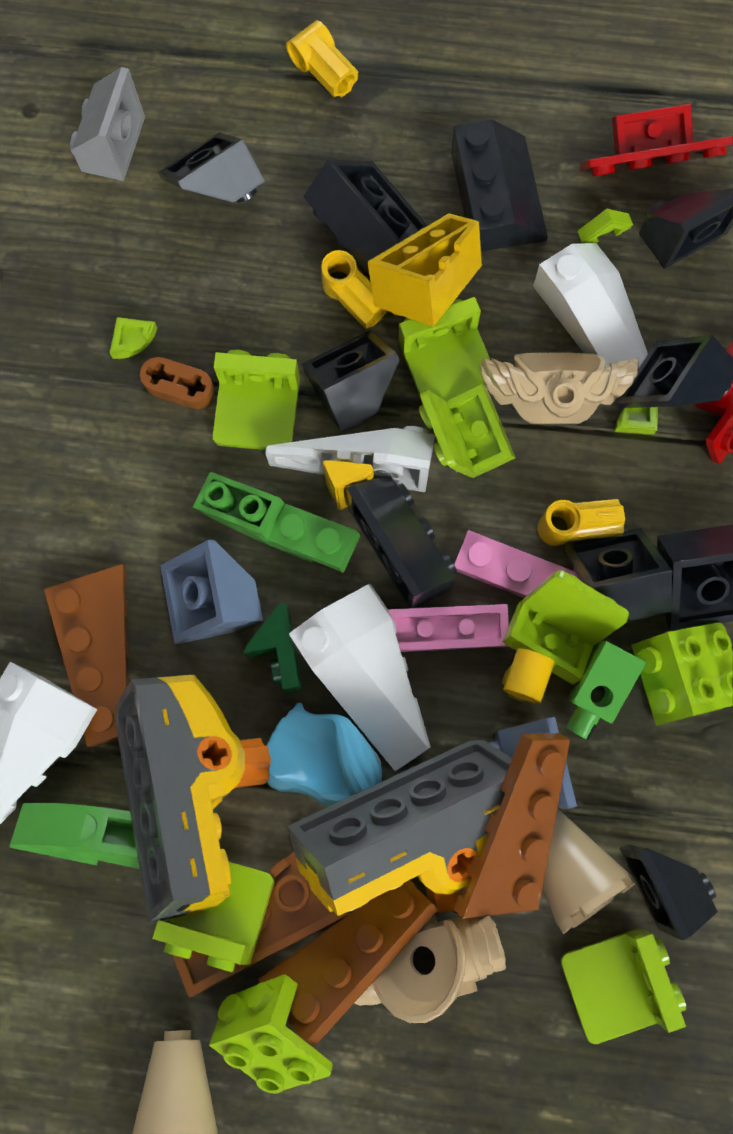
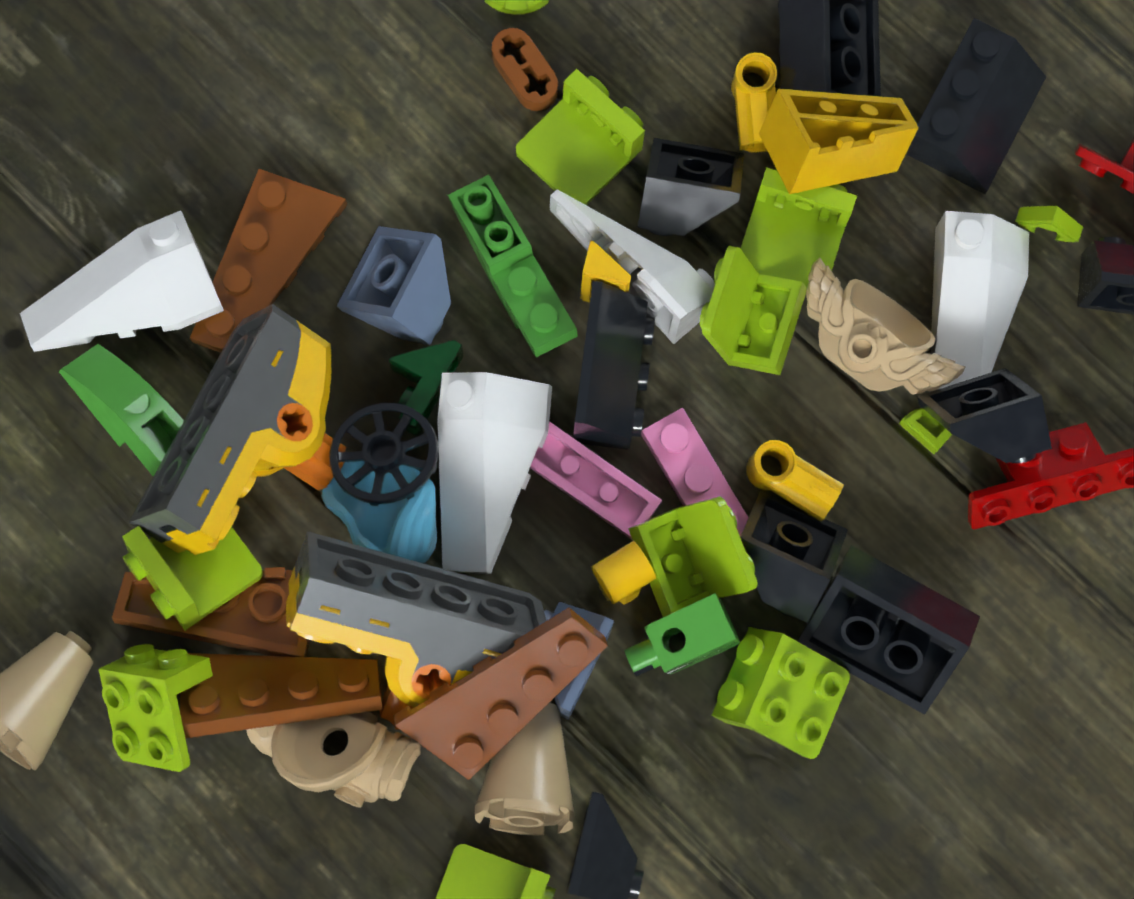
camera: 30 degrees right, 0 degrees up
(294, 724) = (384, 454): none -> black wheel

